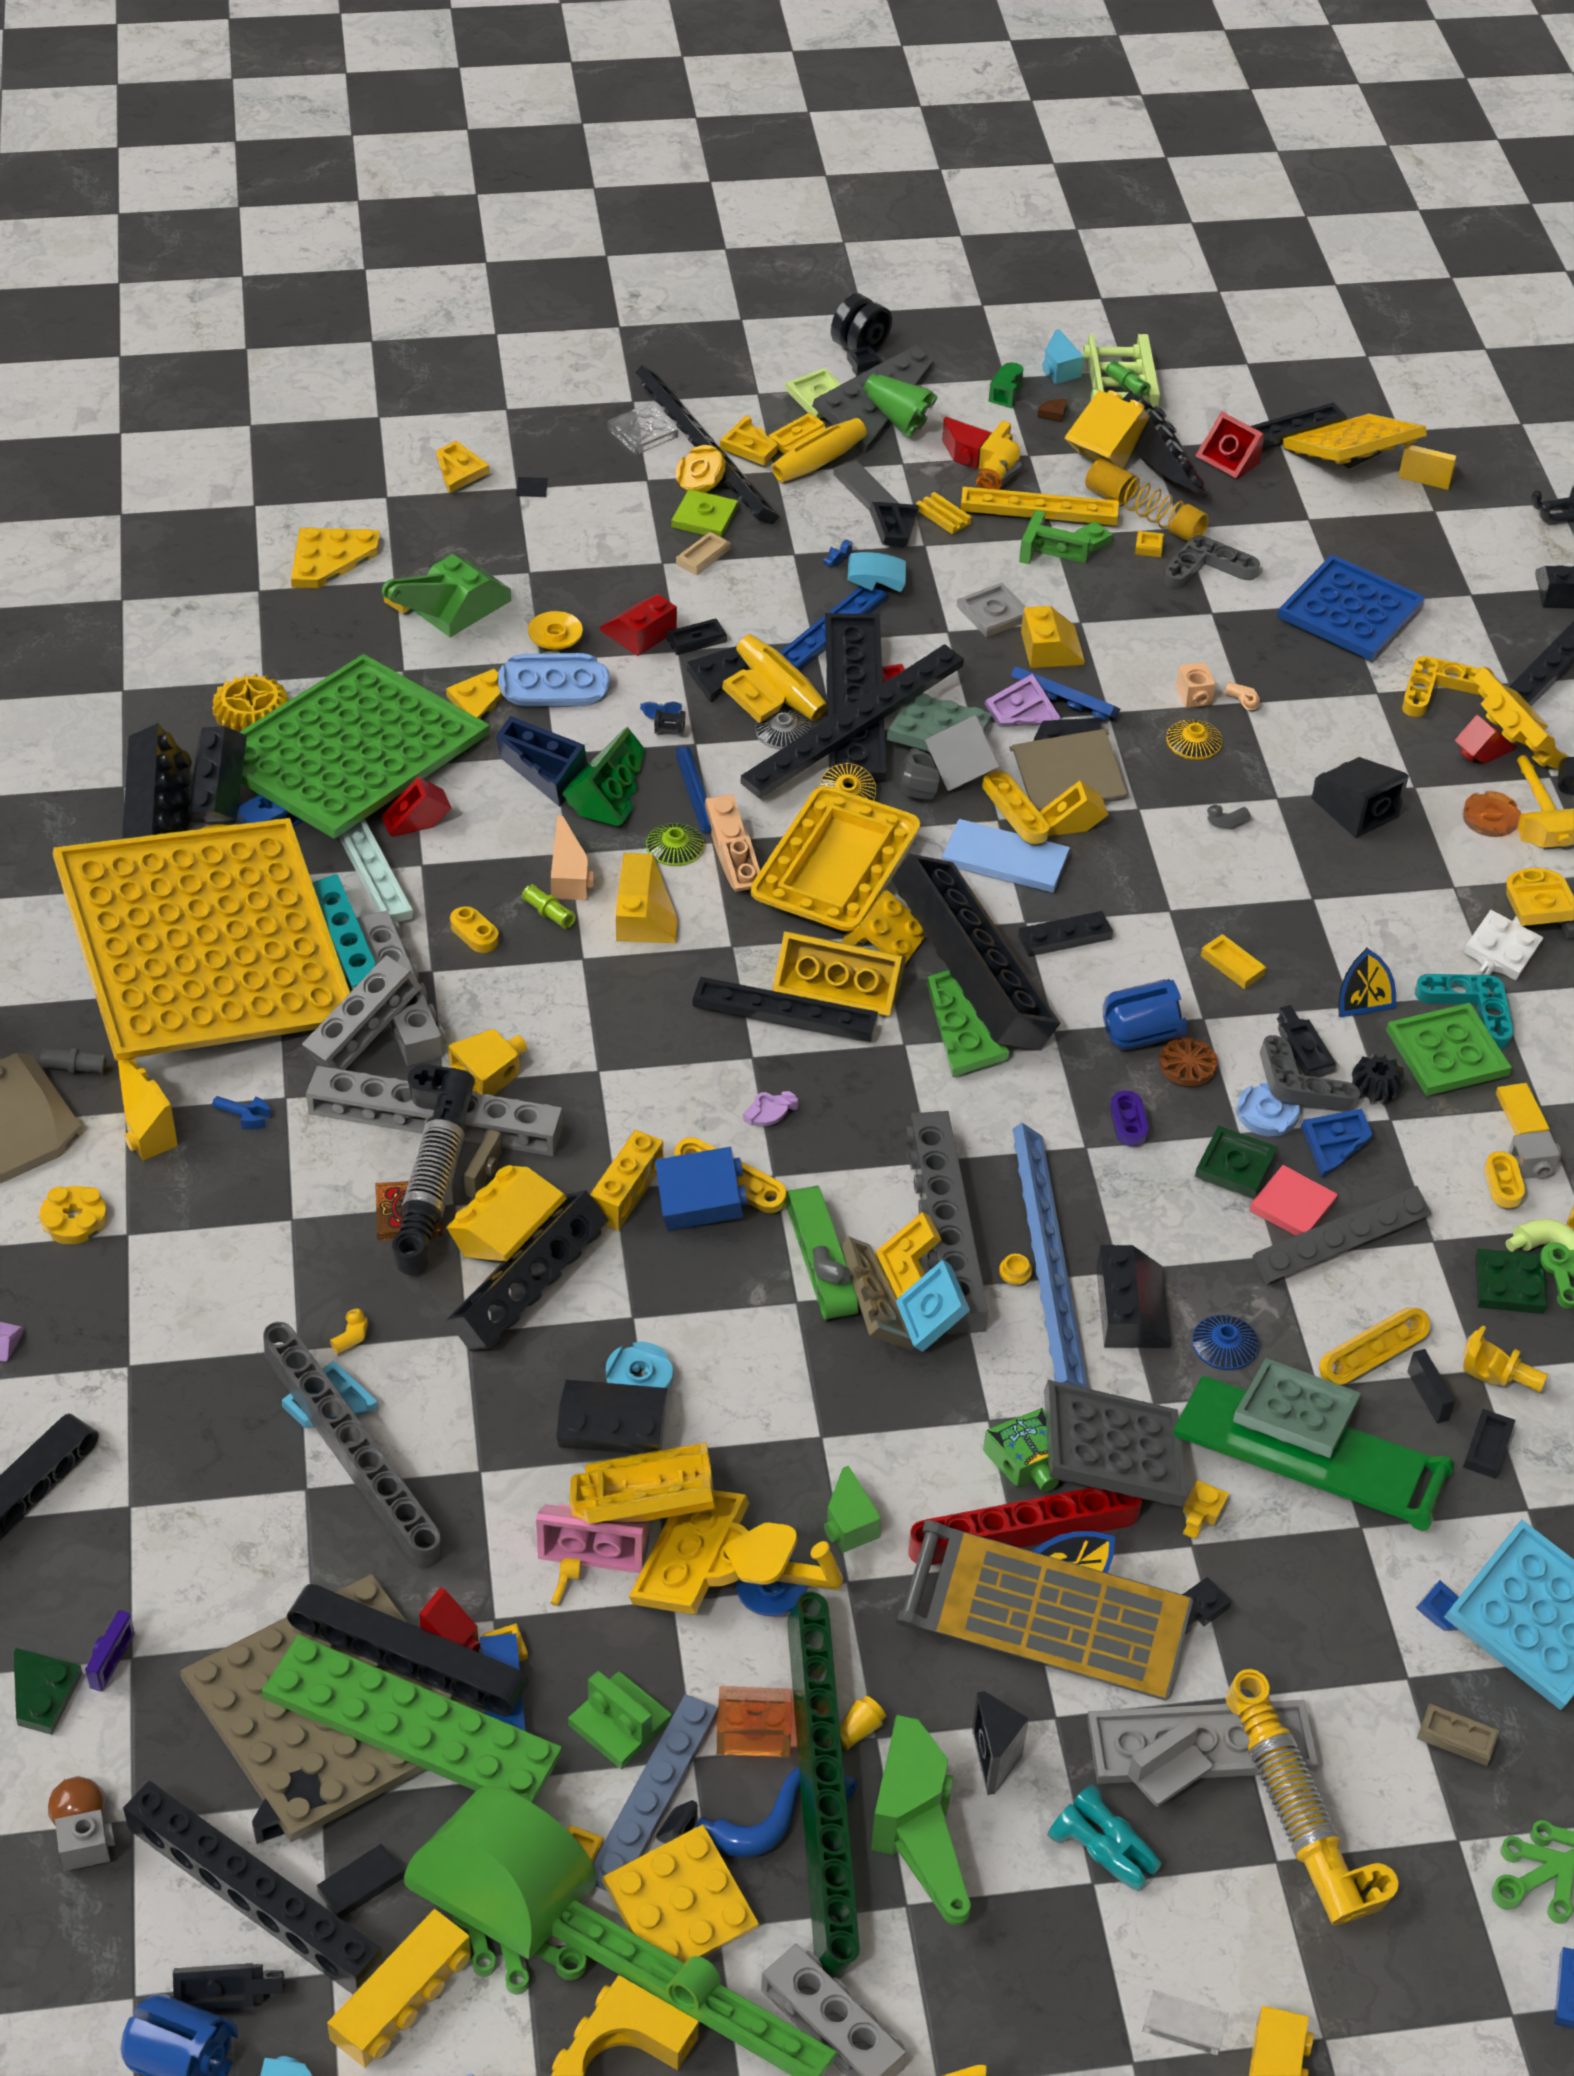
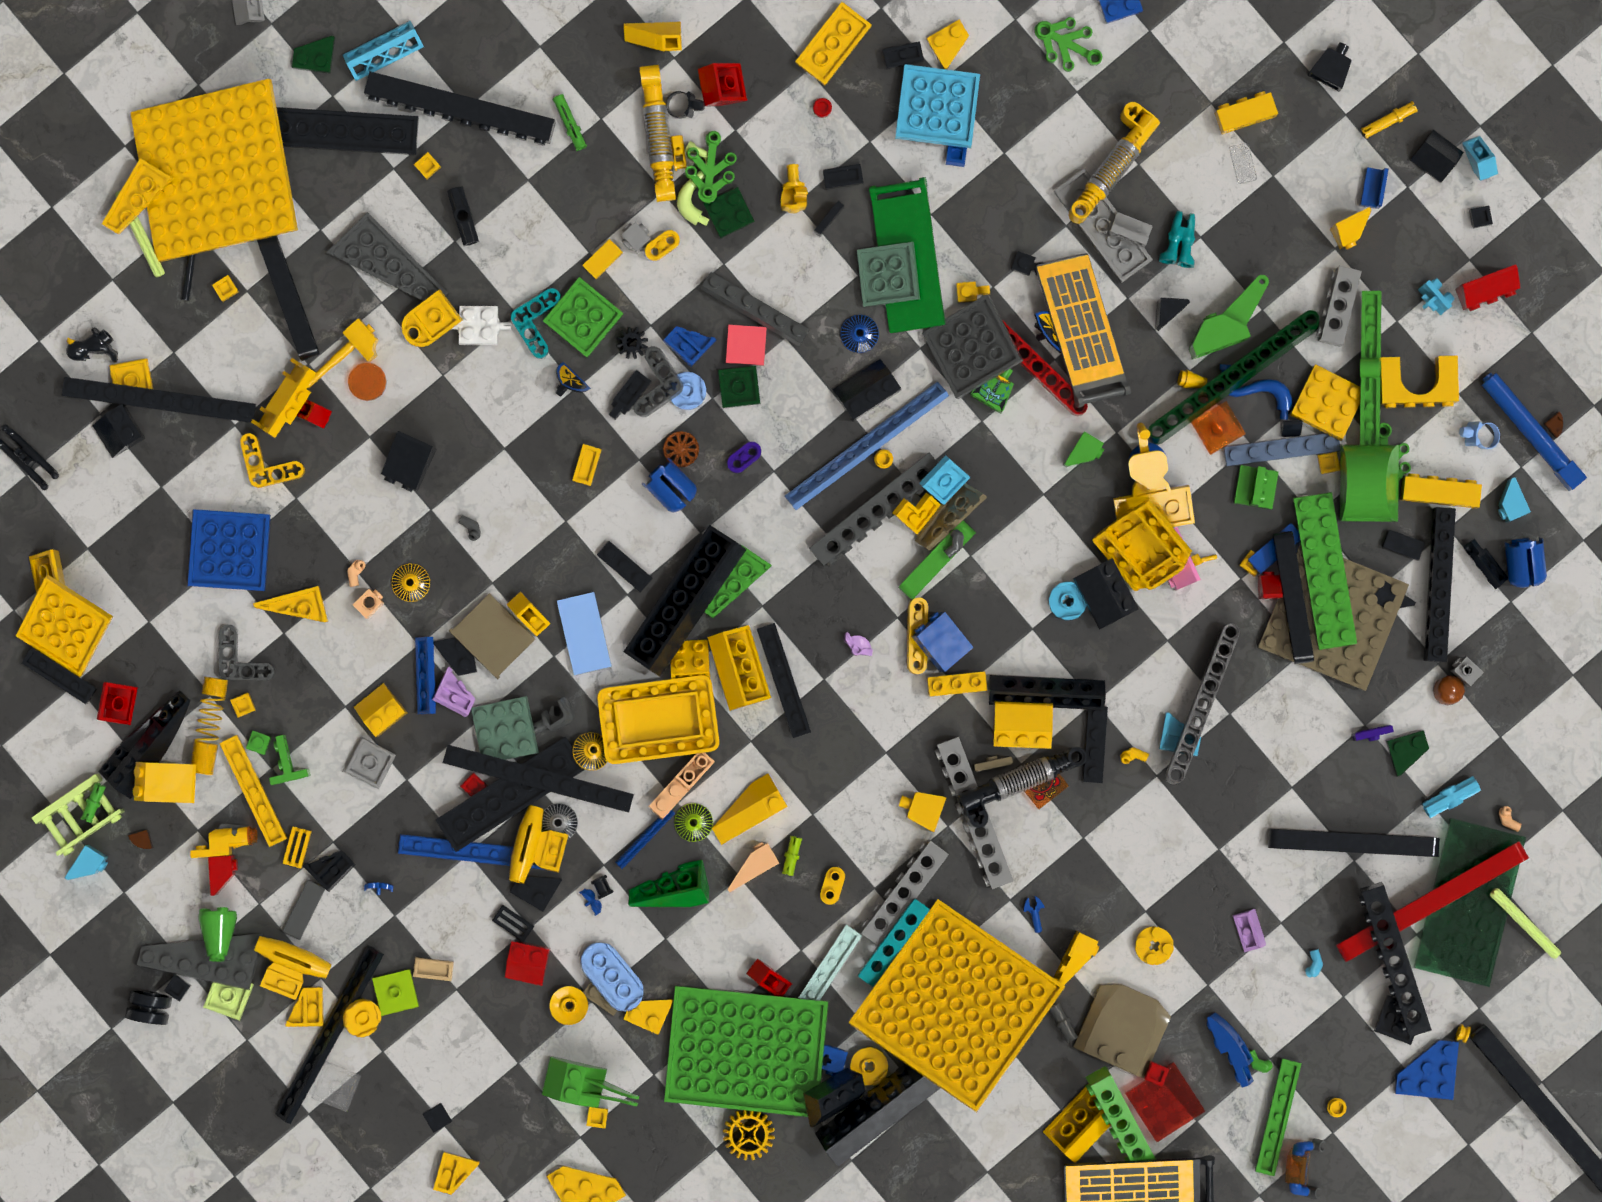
camera: 120 degrees left, 40 degrees up
(362, 1015) = (920, 880): light grey brick -> none
(403, 1296) = (1095, 745): none -> black plate
(541, 756) = (685, 935): dark blue wedge -> none
(870, 567) = (387, 850): medium azure slope -> none
(962, 753) = (530, 698): light grey tile -> none
(1005, 384) = (131, 885): green leg -> none
(1016, 807) = (546, 647): yellow plate -> none
(1239, 633) = (302, 604): none -> yellow wing
(1374, 1345) = (820, 257): yellow plate -> none
(1458, 1734) = (1025, 115): dark tan plate -> none

